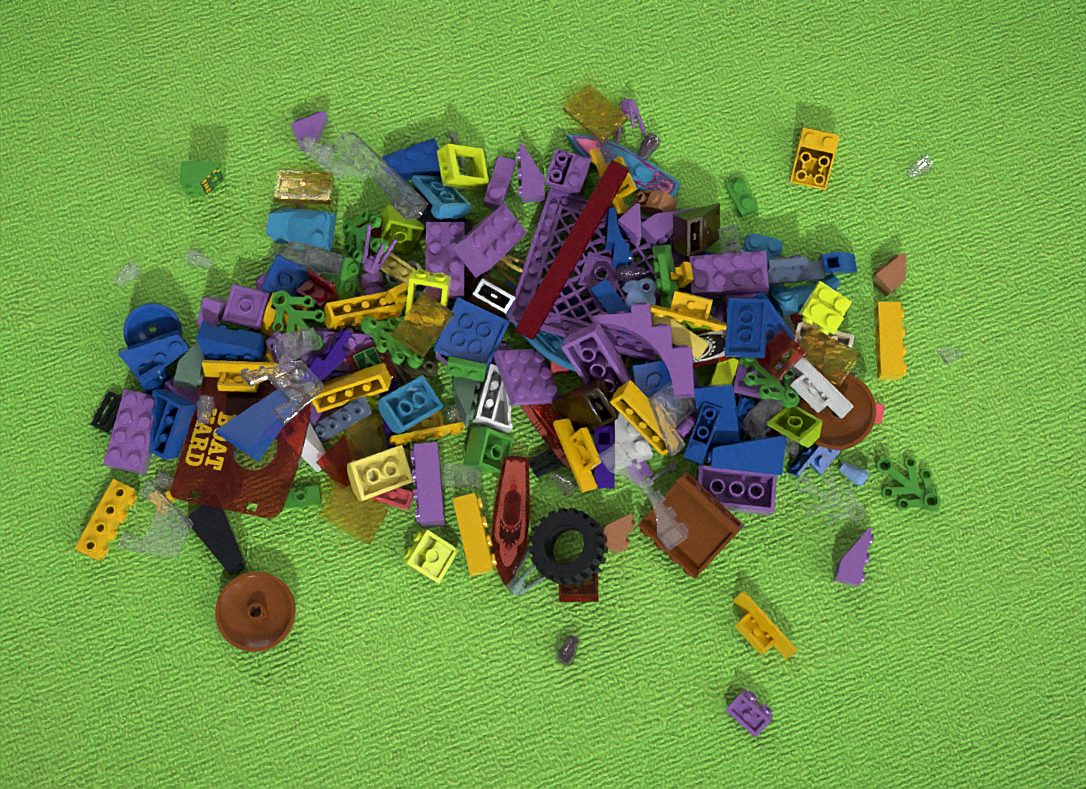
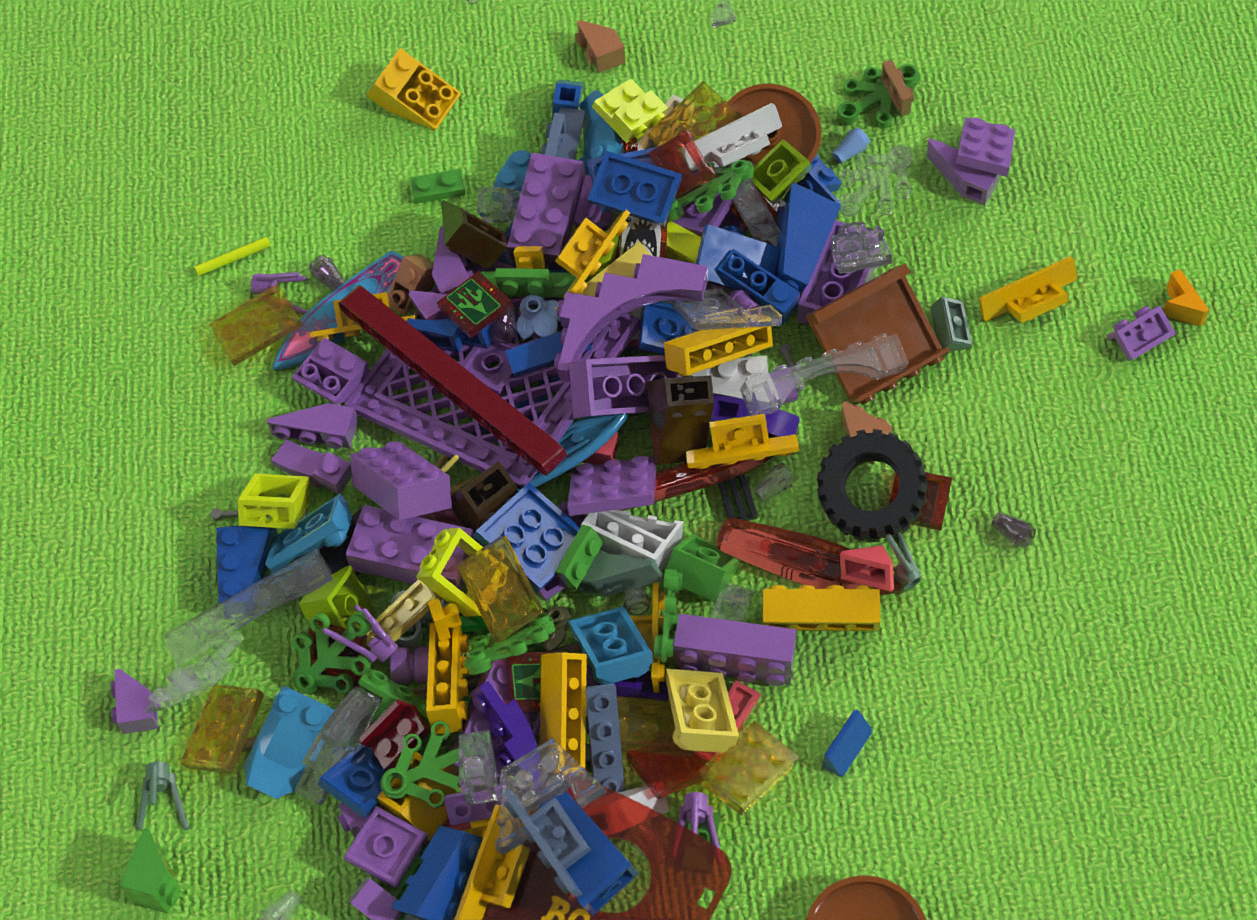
camera: 65 degrees left, 15 degrees down
(251, 401) = (555, 835): none -> sand blue bracket
(265, 160) = (156, 780): none -> sand green plant
(315, 487) = (696, 811): none -> medium lavender plant
(385, 573) = (847, 744): none -> blue slope
(412, 437) = (665, 643): none -> bright green plant
(430, 555) = (836, 676): neon yellow plate -> none
(508, 558) = (868, 567): none -> coral slope
(633, 247) = (474, 304): none -> tile
(647, 80) = (232, 256): none -> neon yellow bar
(723, 577) = (951, 324): none -> sand green slope
(753, 496) = (859, 248): none -> clear slope
(782, 742) = (1185, 301): none -> light orange slope
(876, 570) = (985, 146): none -> medium lavender plate
(889, 341) = (685, 68): yellow brick -> none
(920, 491) = (894, 83): none -> medium nougat plate

